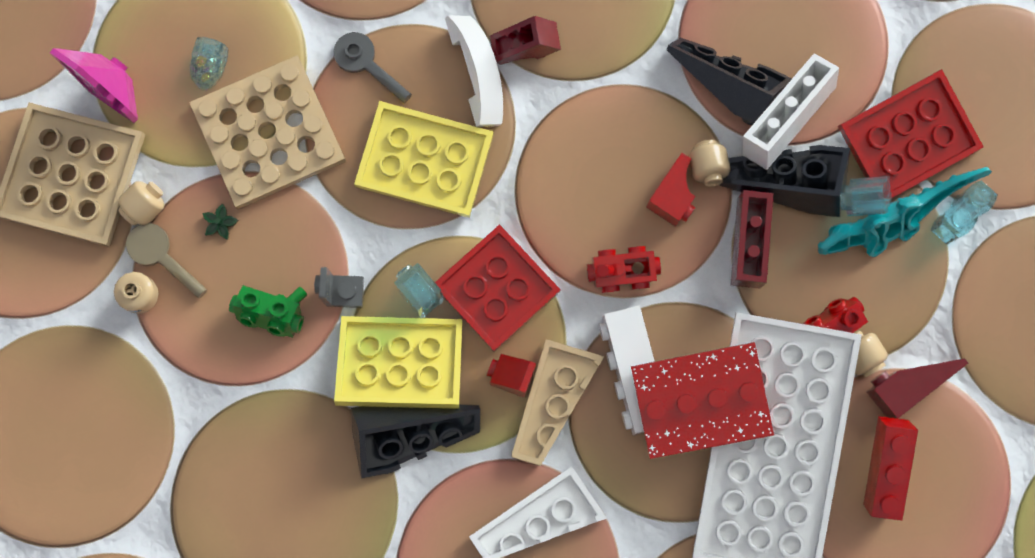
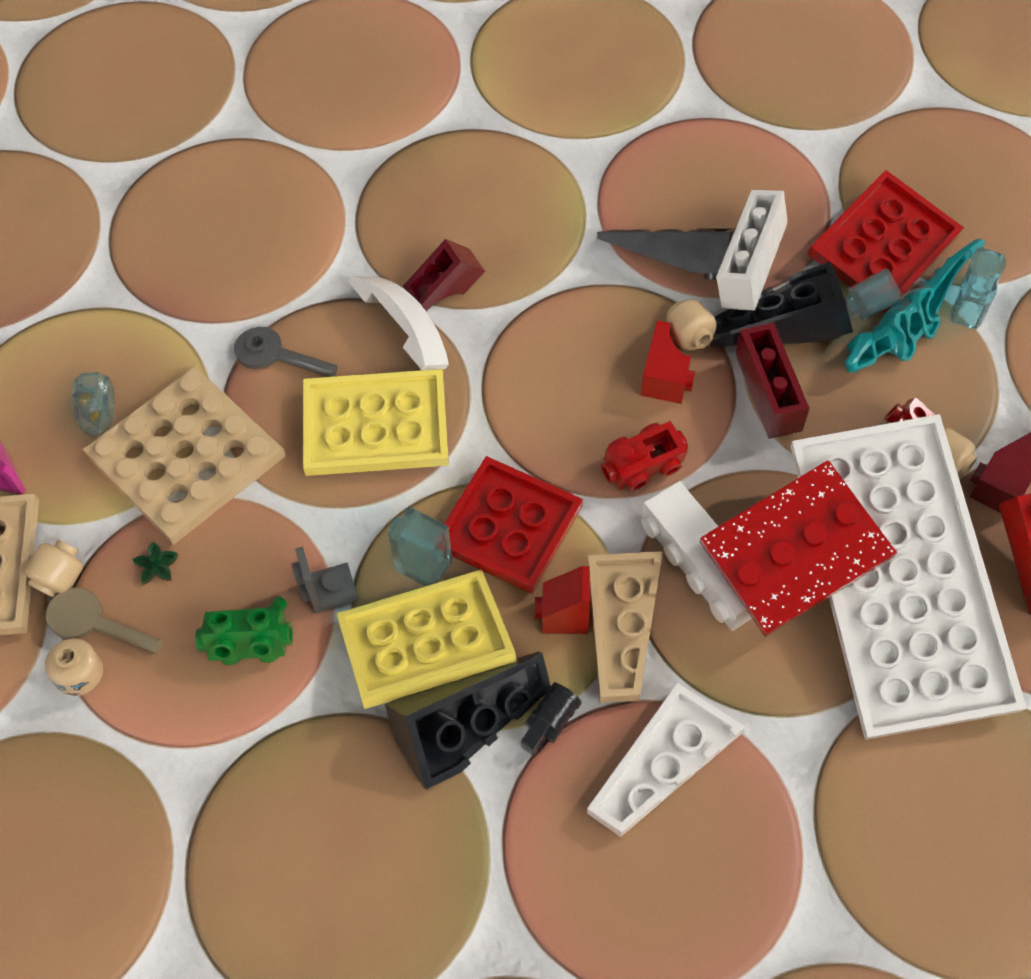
camera: 15 degrees left, 20 degrees down
(468, 457) = (549, 717): none -> black hinge

